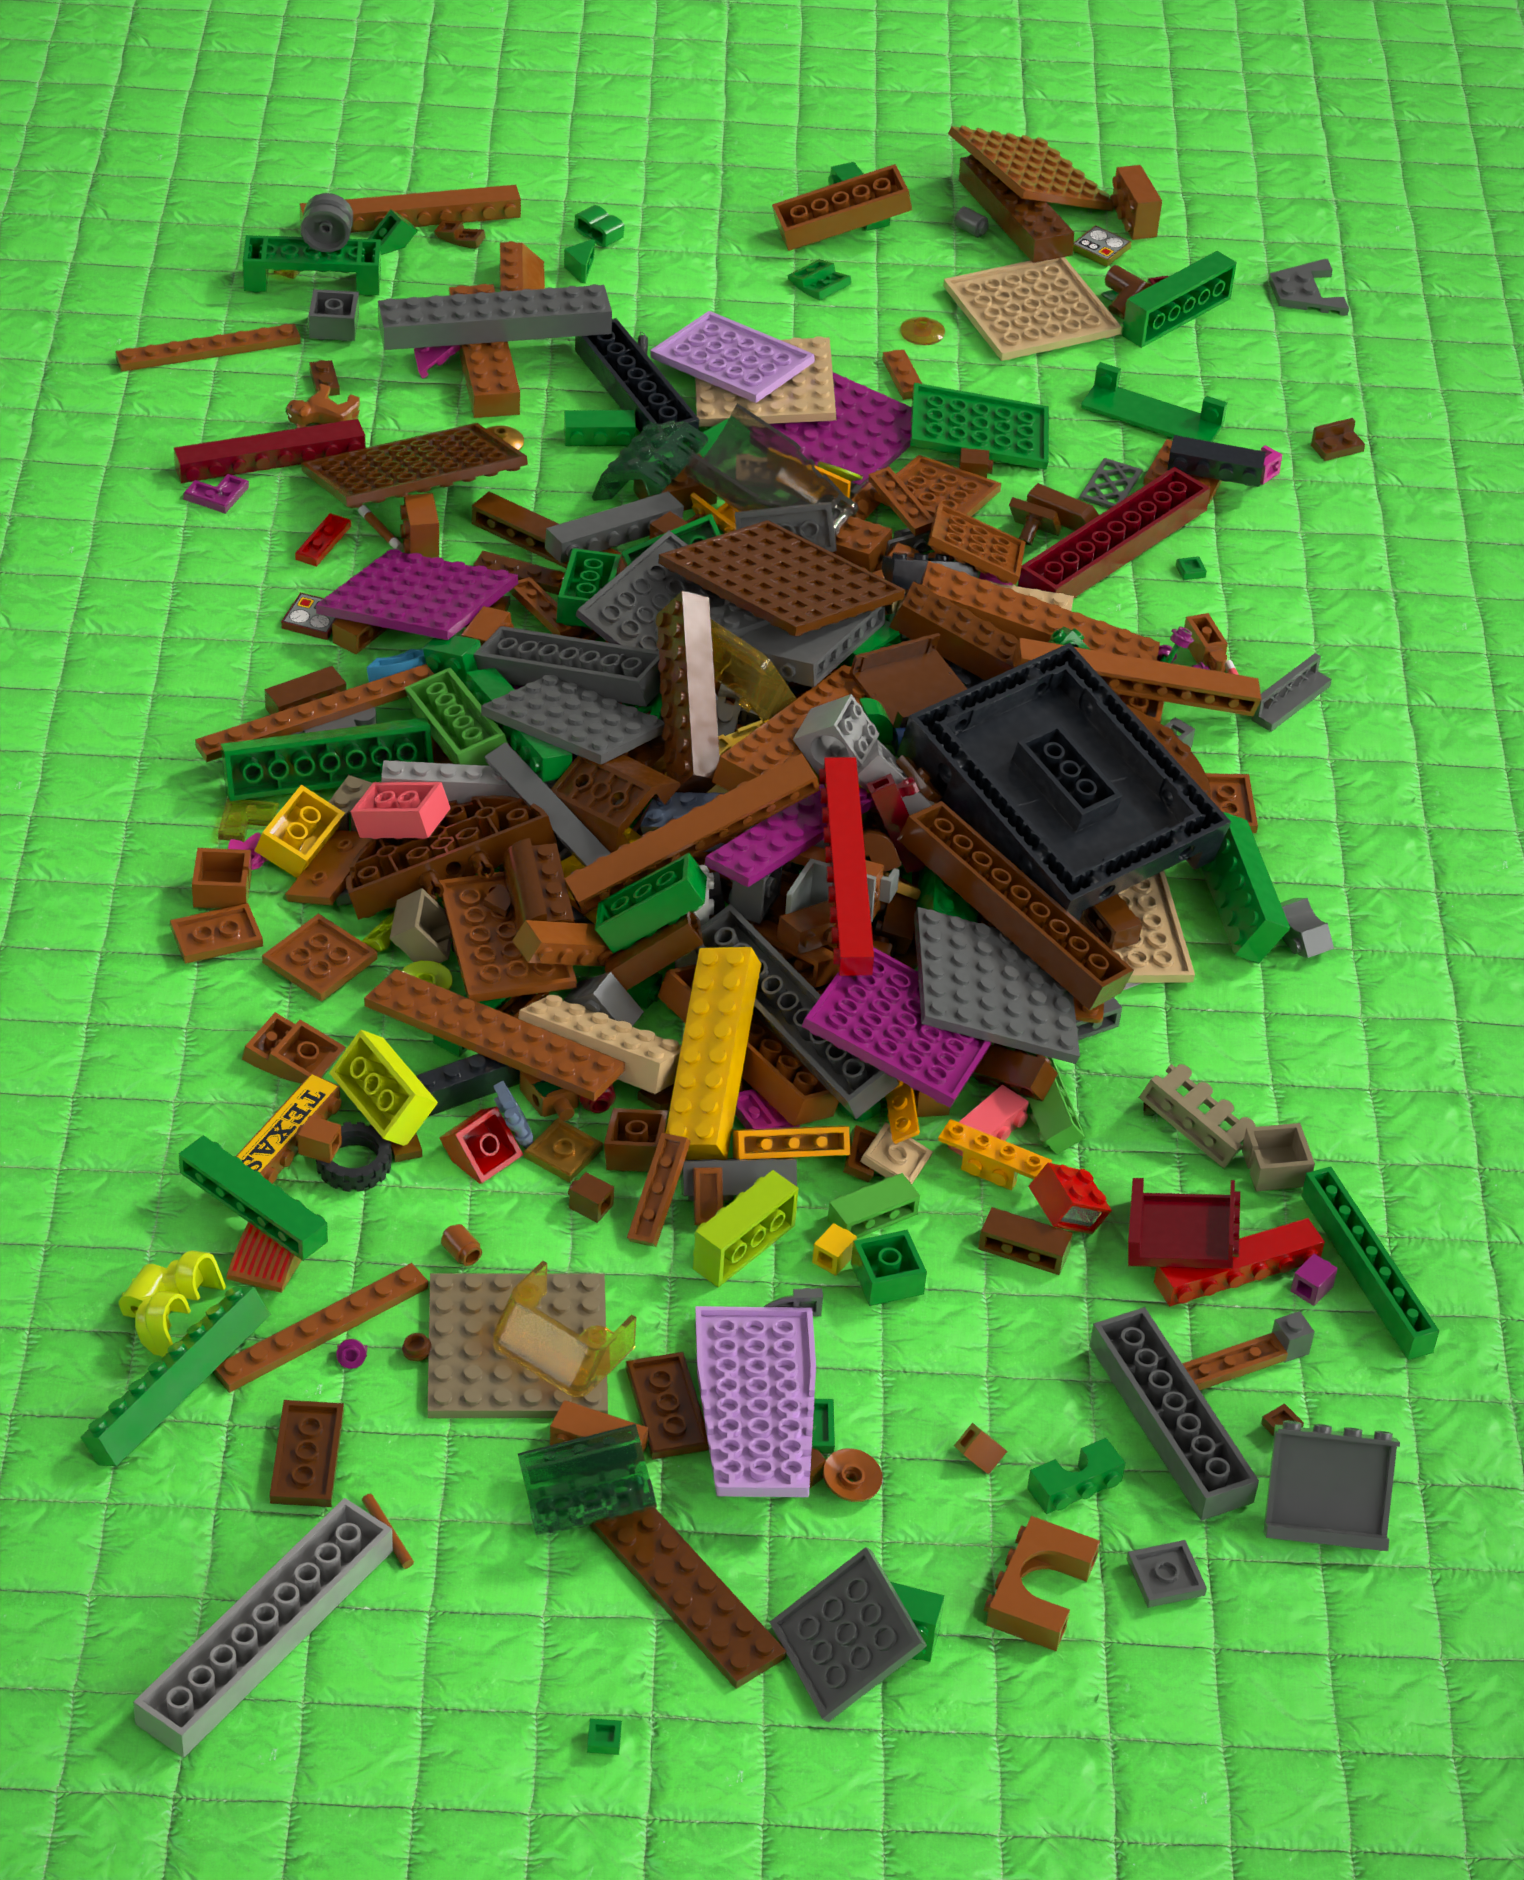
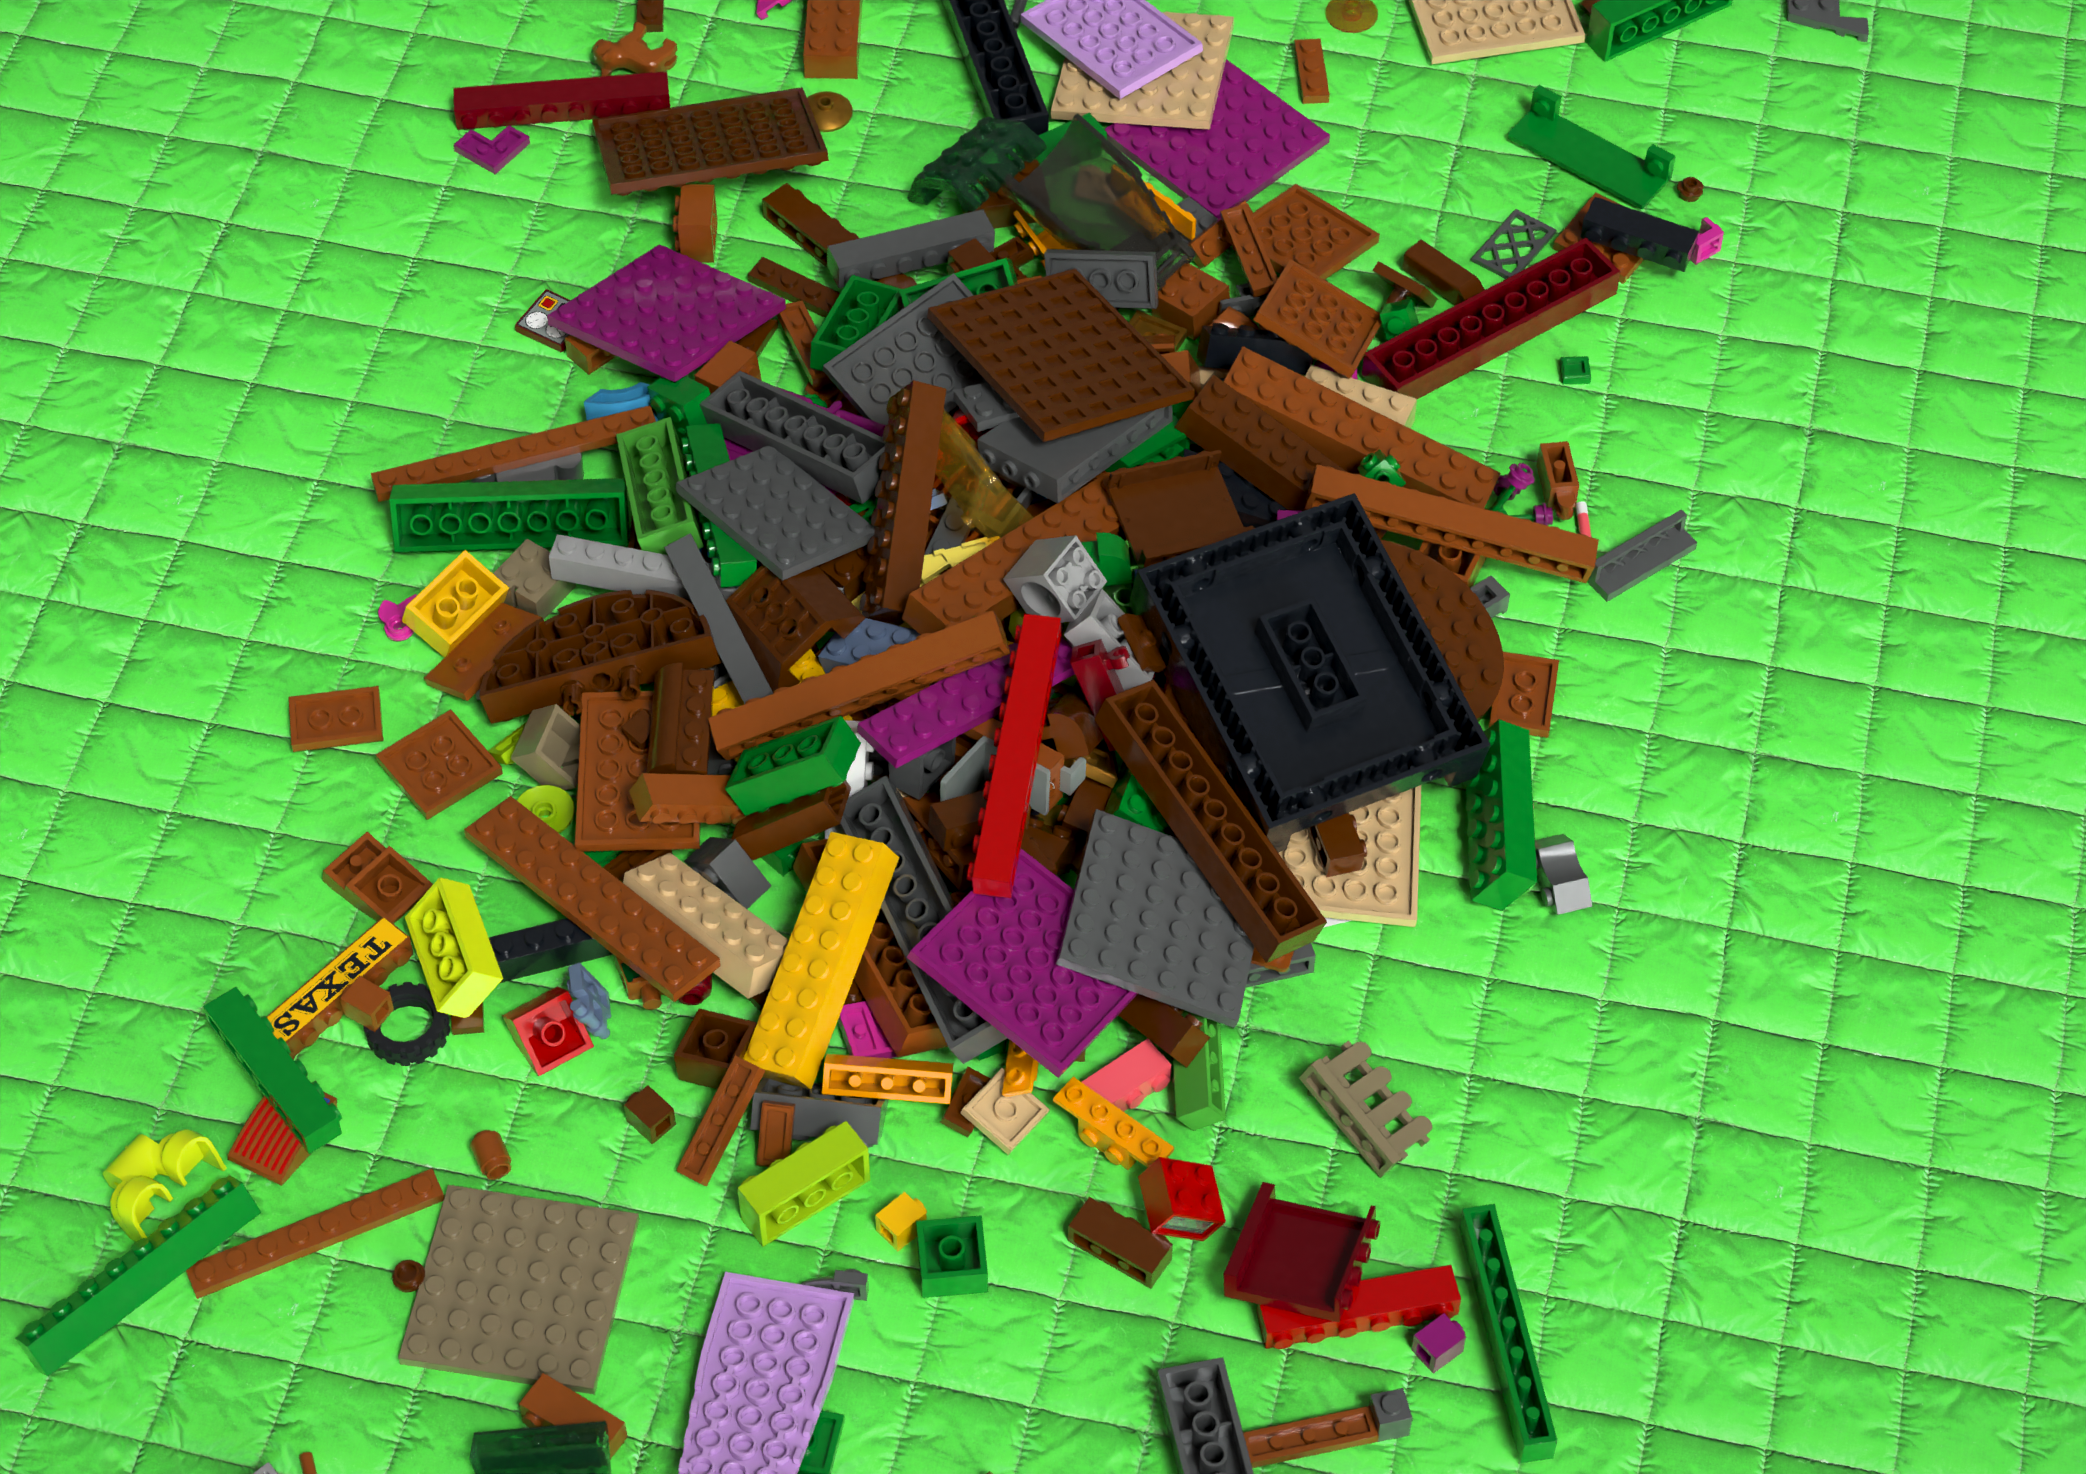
camera: 15 degrees right, 10 degrees up
(221, 878) = (356, 652): dark orange piece -> none
(241, 814) = (403, 569): clear yellow tile -> none
(303, 690) = (513, 420): reddish brown brick -> none
(307, 1453) = (254, 1391): reddish brown plate -> none
(323, 539) = (591, 221): red tile -> none
(351, 1353) = (337, 1273): magenta plate -> none
(380, 528) = (660, 216): dark orange bar -> none
(400, 810) = (561, 599): coral brick -> none
(553, 1350) = (559, 1328): clear yellow windscreen -> none
(563, 1150) = (638, 1047): pearl gold tile -> none
(599, 427) = (938, 108): green brick -> none
(667, 1405) = (661, 1388): reddish brown tile -> none
(840, 471) = (1191, 202): lime dish -> none
(875, 1206) = (960, 1173): bright green brick -> none
(960, 419) = (1376, 153): green plate -> none
(976, 461) = (1358, 202): reddish brown brick -> none
(1037, 540) = (1398, 317): none -> green brick
(1241, 430) = (1690, 189): none -> reddish brown plate
(1277, 1156) = (1440, 1177): dark tan piece -> none
(1336, 440) = (1800, 215): reddish brown bracket -> none

